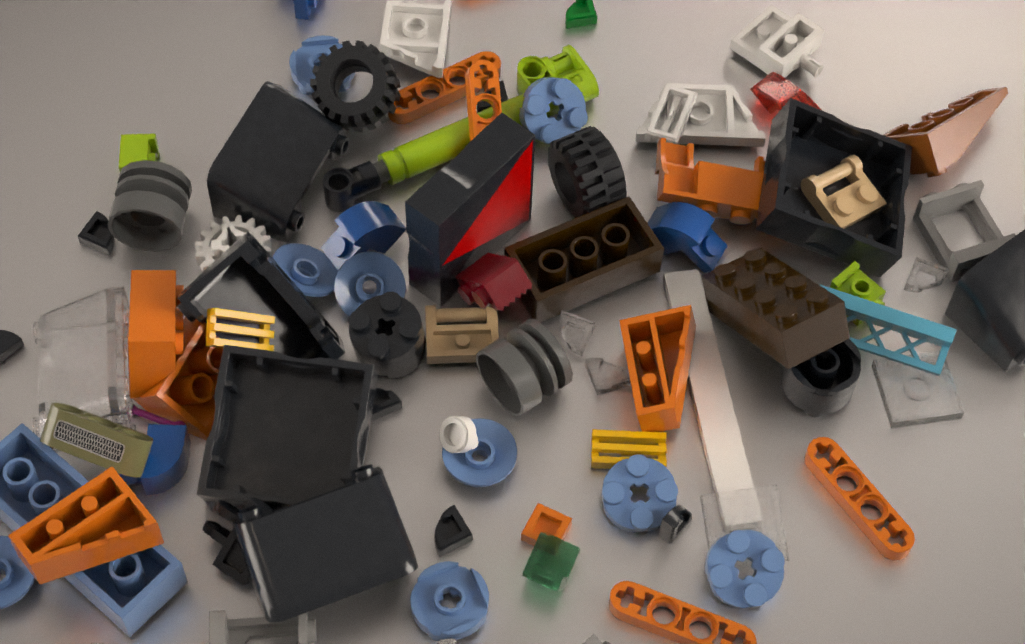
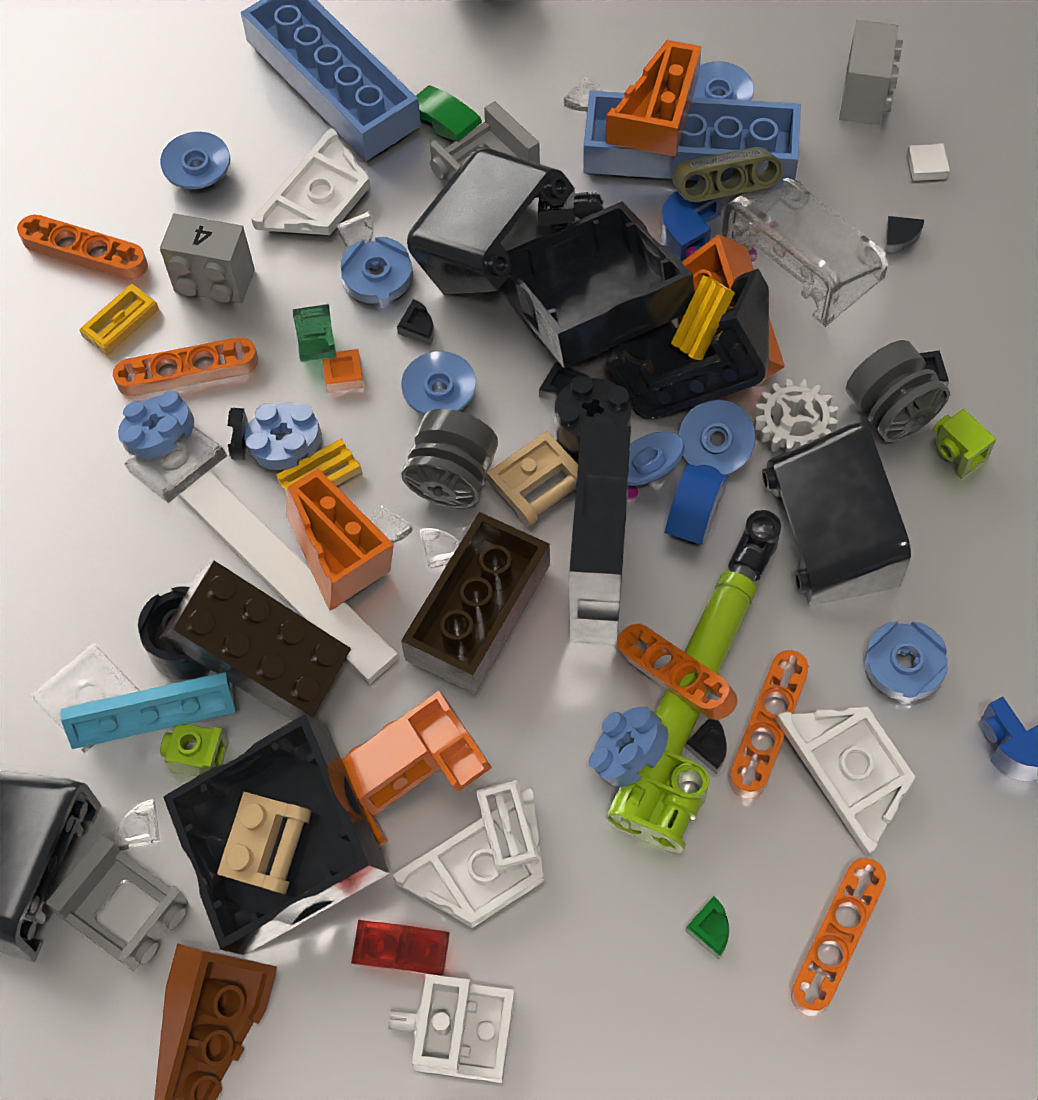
camera: 150 degrees right, 5 degrees up
(153, 328) = (794, 290): orange slope -> none
(340, 65) = (836, 626): black tyre -> none
(458, 434) = (460, 368): white tile -> none
(493, 281) = (535, 508): dark red brick -> none
(586, 171) = (535, 678): black tyre -> none
(688, 229) = (395, 693): blue brick -> none
(853, 500) = (94, 551): orange beam -> none

